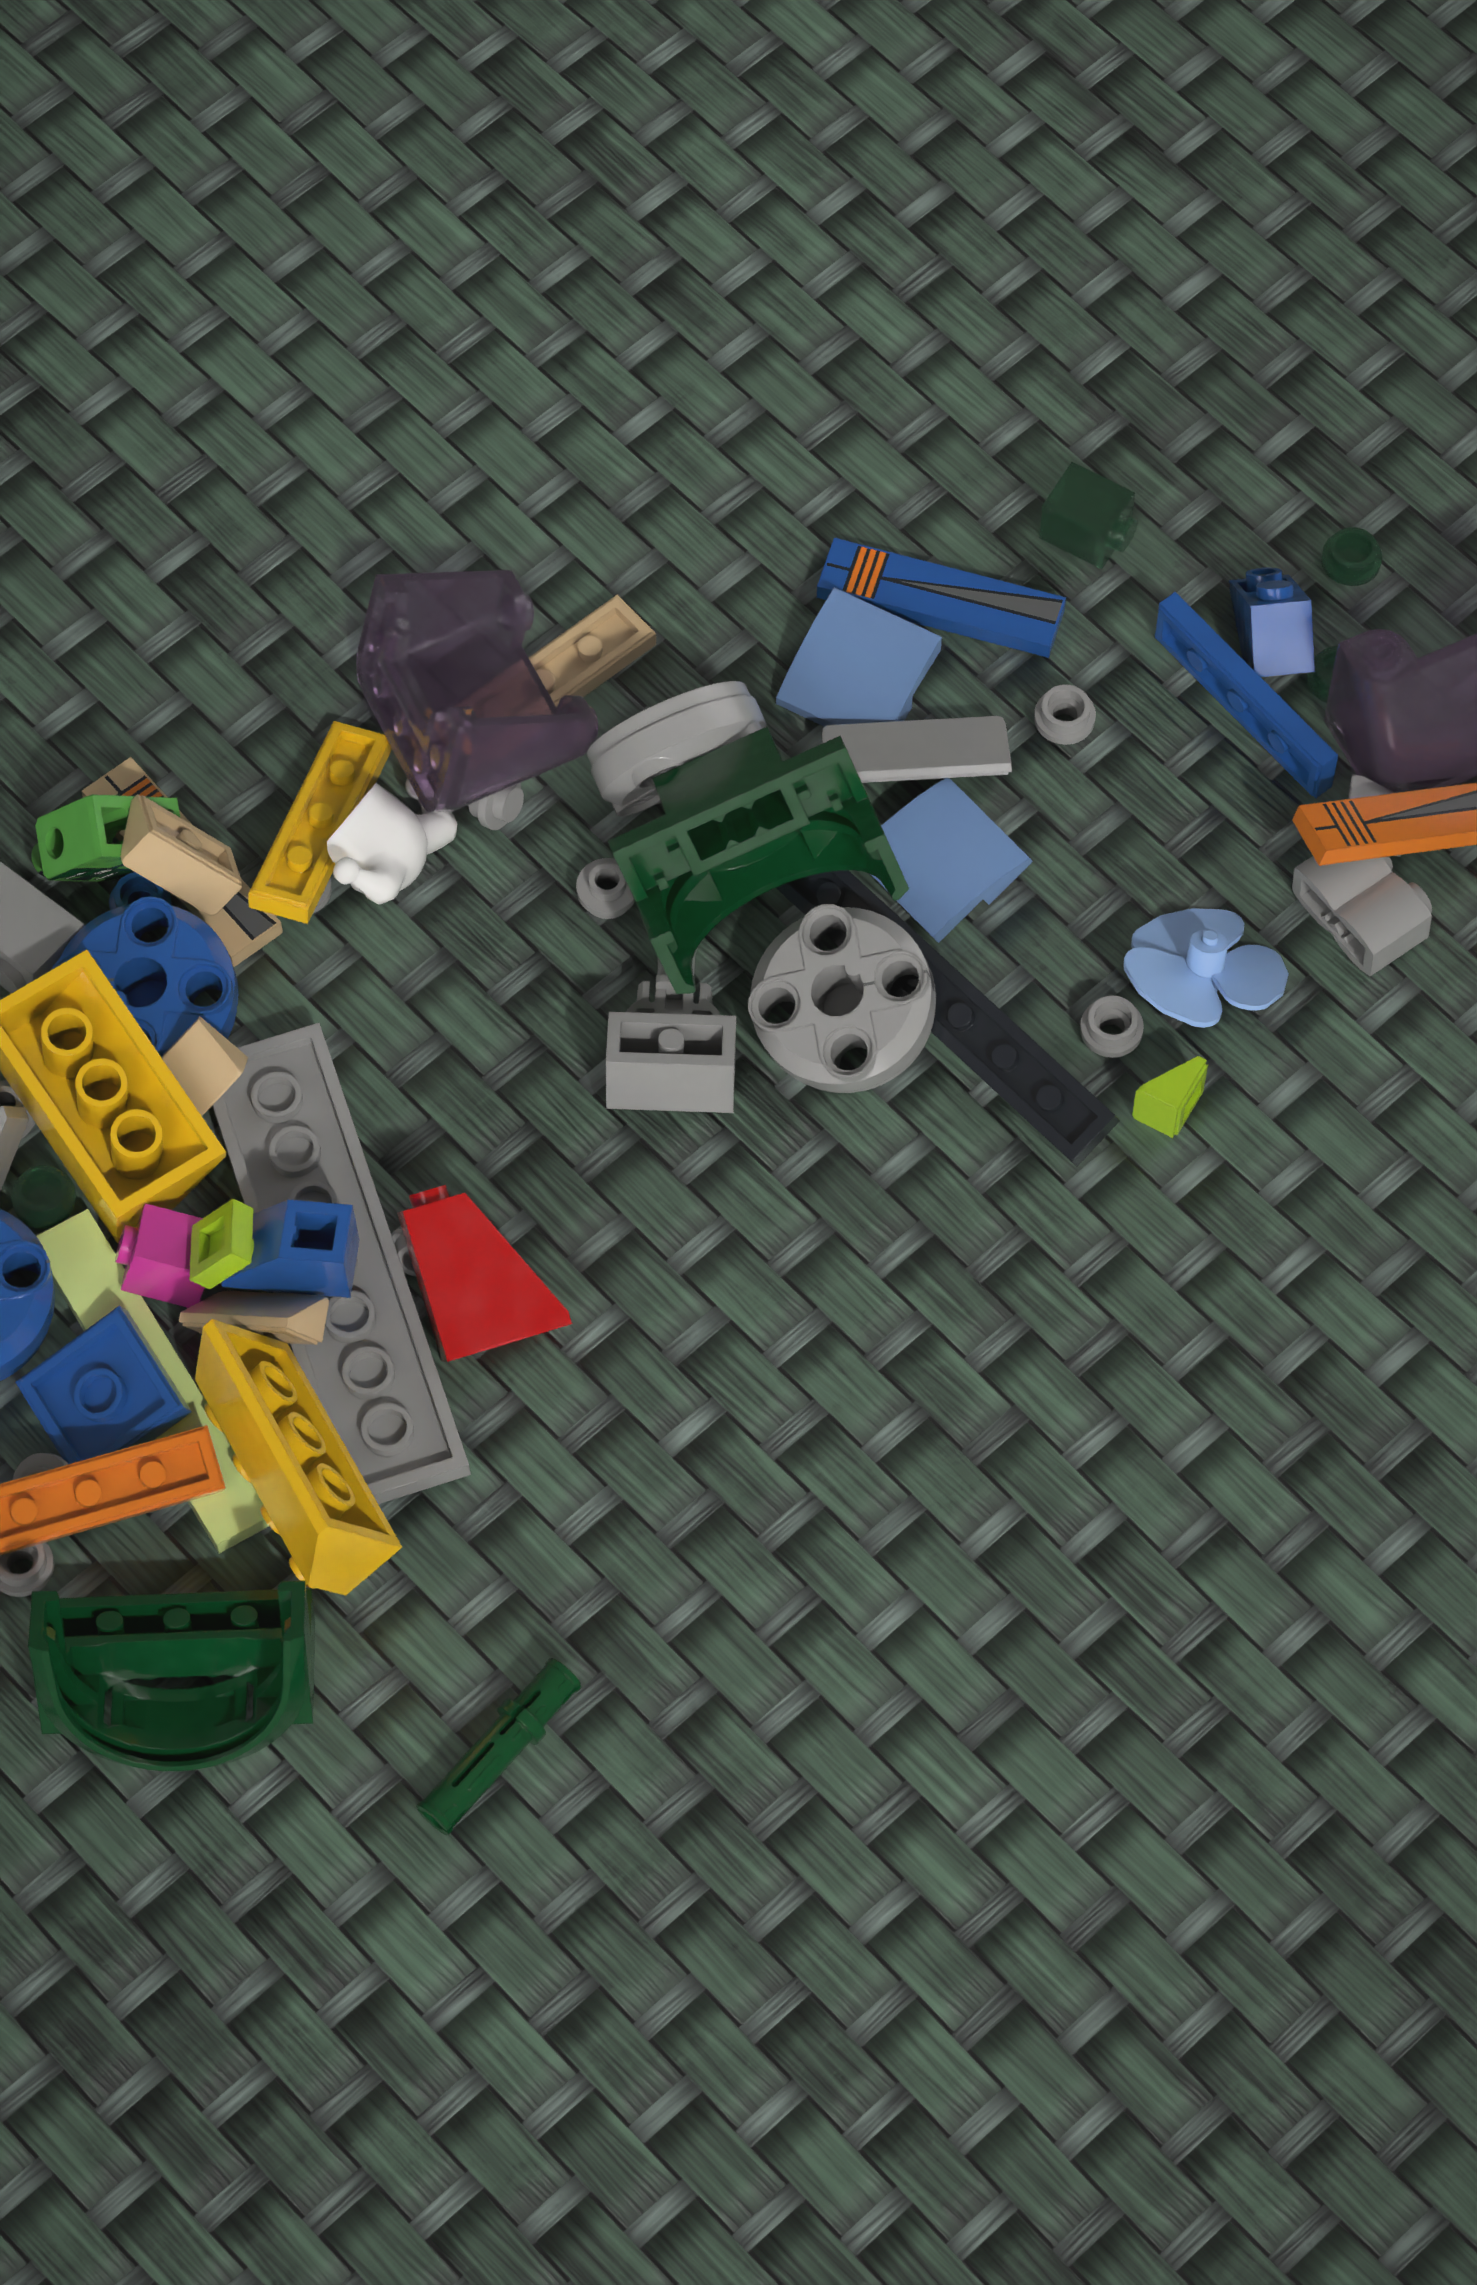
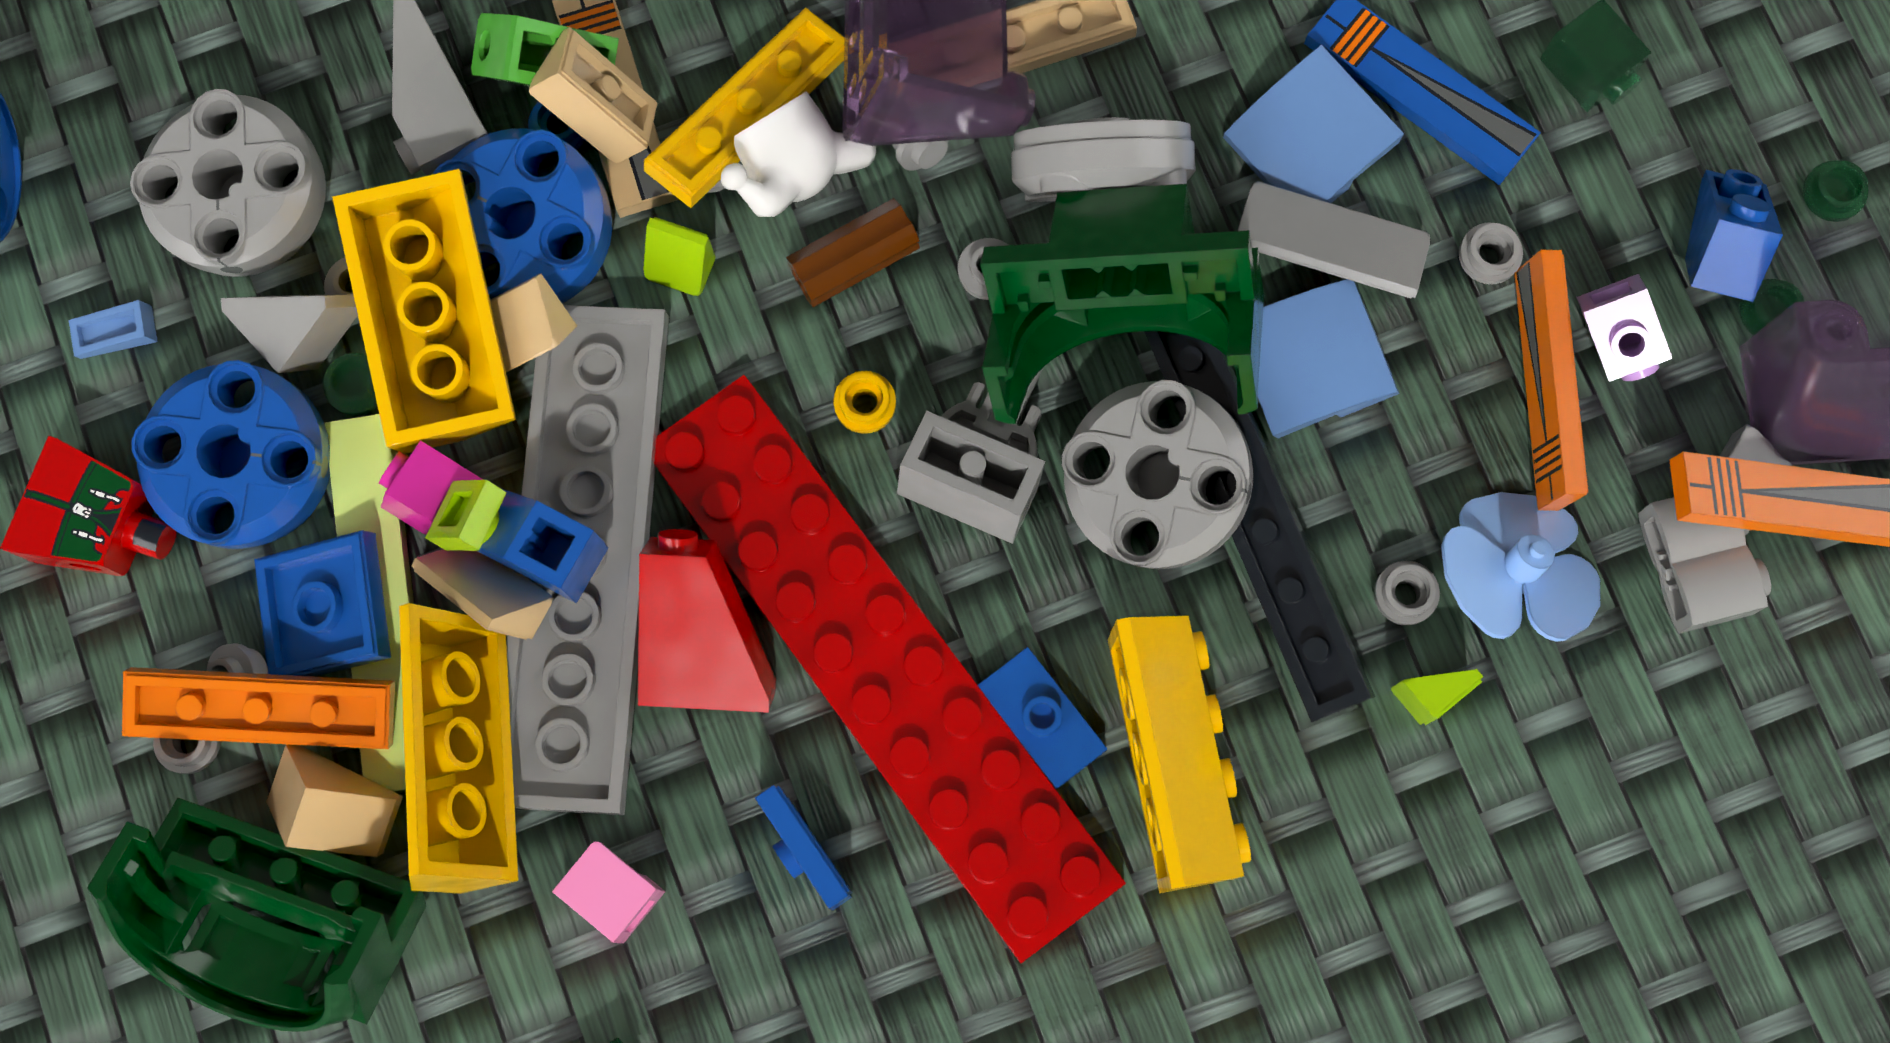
camera: 25 degrees right, 15 degrees up
(187, 1558) = (330, 806): none -> tan slope
(308, 976) = (677, 256): none -> lime slope
(474, 915) = (853, 252): none -> reddish brown axle
(487, 1537) = (608, 892): none -> bright pink panel
(538, 1026) = (860, 384): none -> yellow plate
(652, 1435) = (800, 848): none -> blue plate
(664, 1264) = (885, 670): none -> red plate
(824, 1252) = (1042, 718): none -> blue plate
(958, 1228) = (1176, 752): none -> yellow slope
(1163, 800) = (1551, 381): none -> orange tile
(1210, 733) = (1625, 329): none -> brick
(1246, 696) = (1675, 299): blue tile -> none

